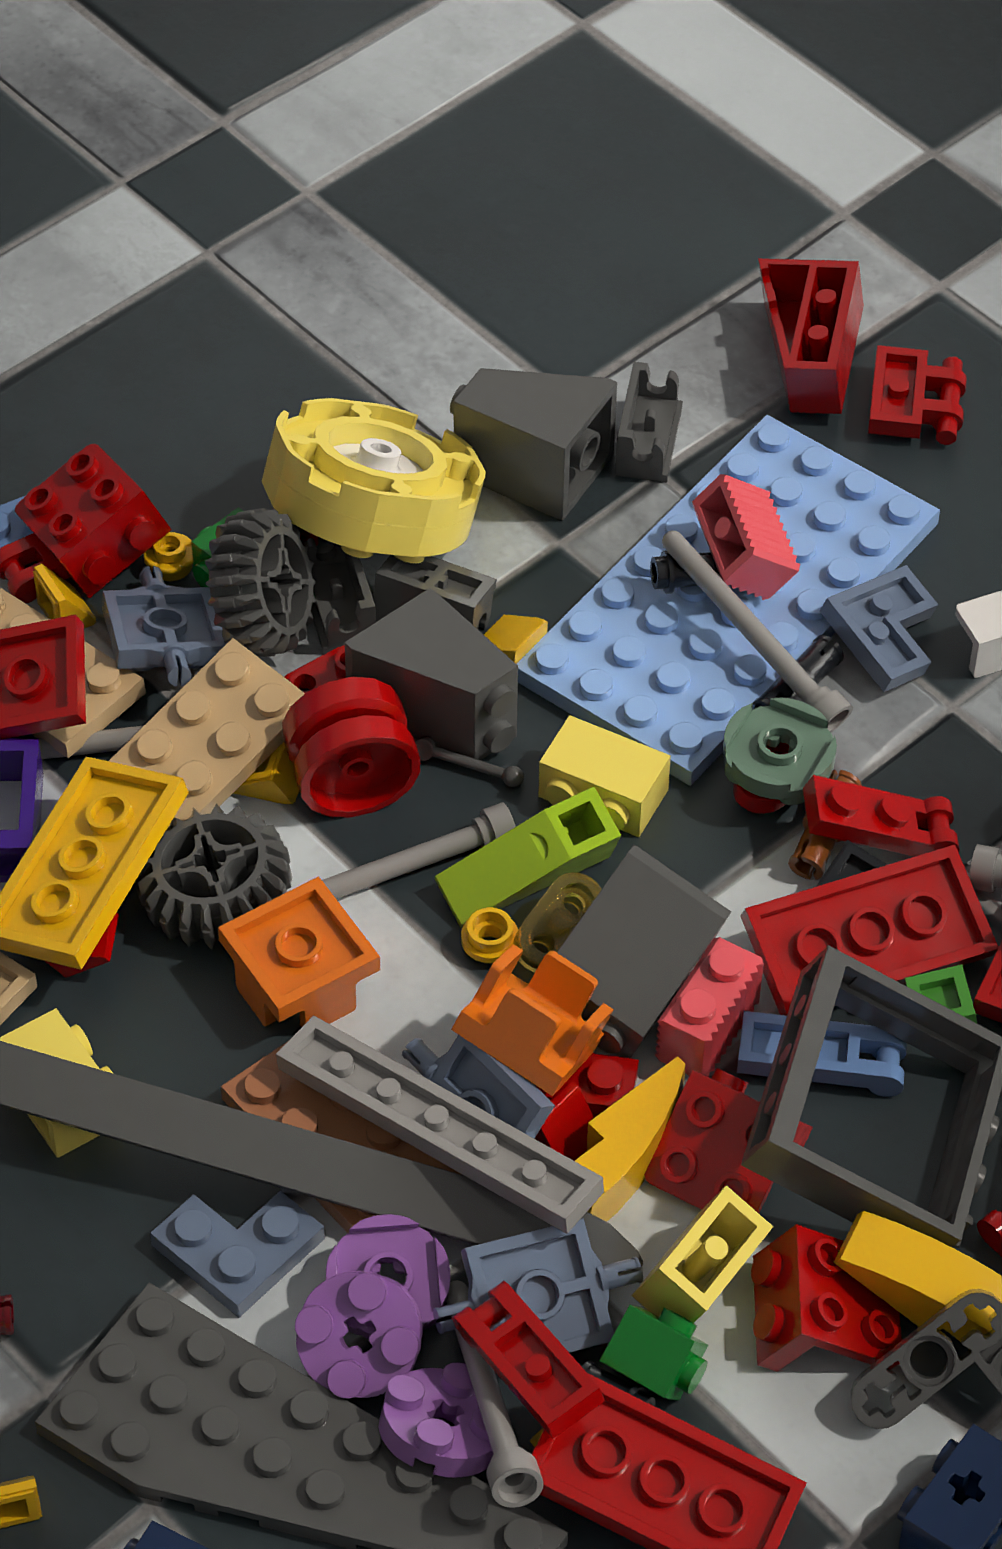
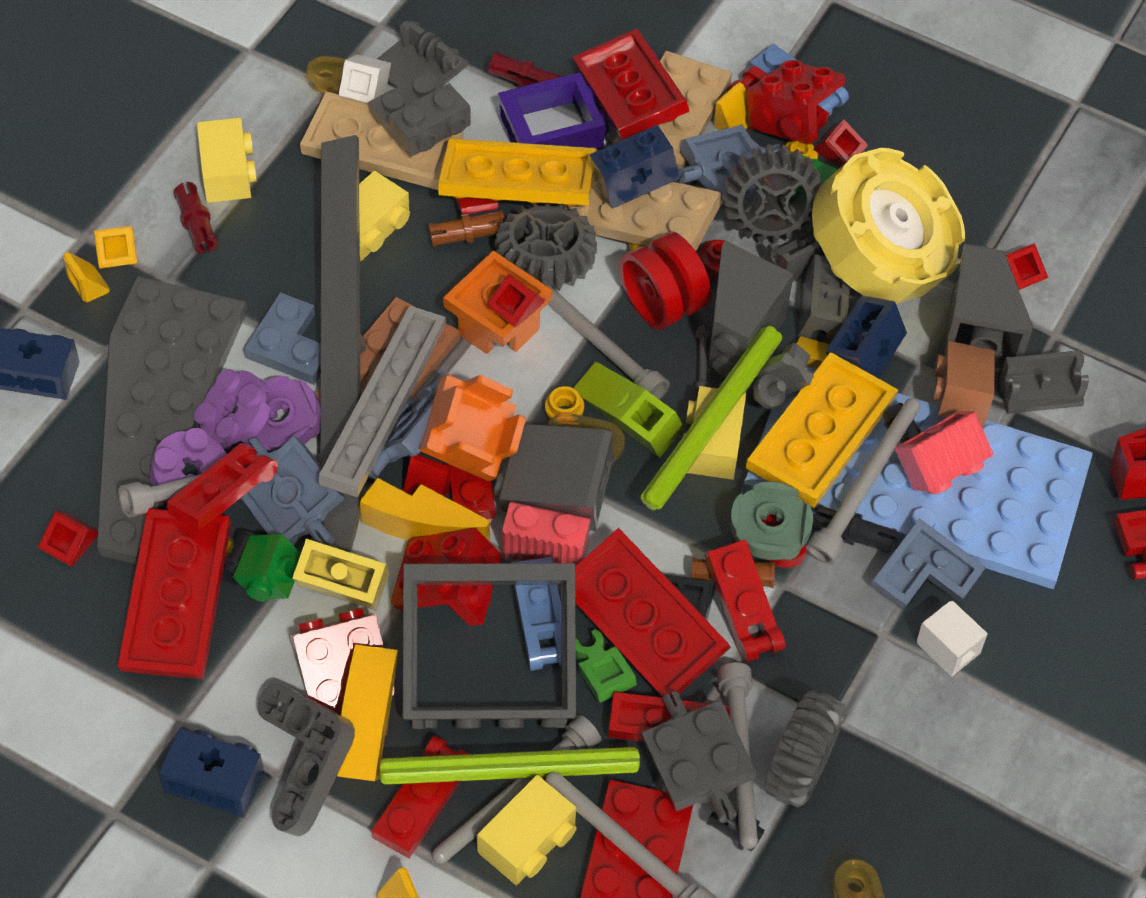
camera: 70 degrees right, 5 degrees up
(132, 967) = (465, 229): none -> dark orange pin
(156, 710) = (635, 166): none -> dark blue brick
(175, 503) = (840, 143): none -> red slope
(328, 920) = (514, 301): none -> red slope
(438, 387) = (1026, 266): none -> red slope
(528, 568) = (869, 335): none -> dark blue brick
(563, 677) = (781, 376): none -> dark grey hips
(615, 760) = (711, 418): none -> lime axle
(633, 491) = (964, 380): none -> nougat brick
(656, 653) = (822, 429): none -> yellow plate

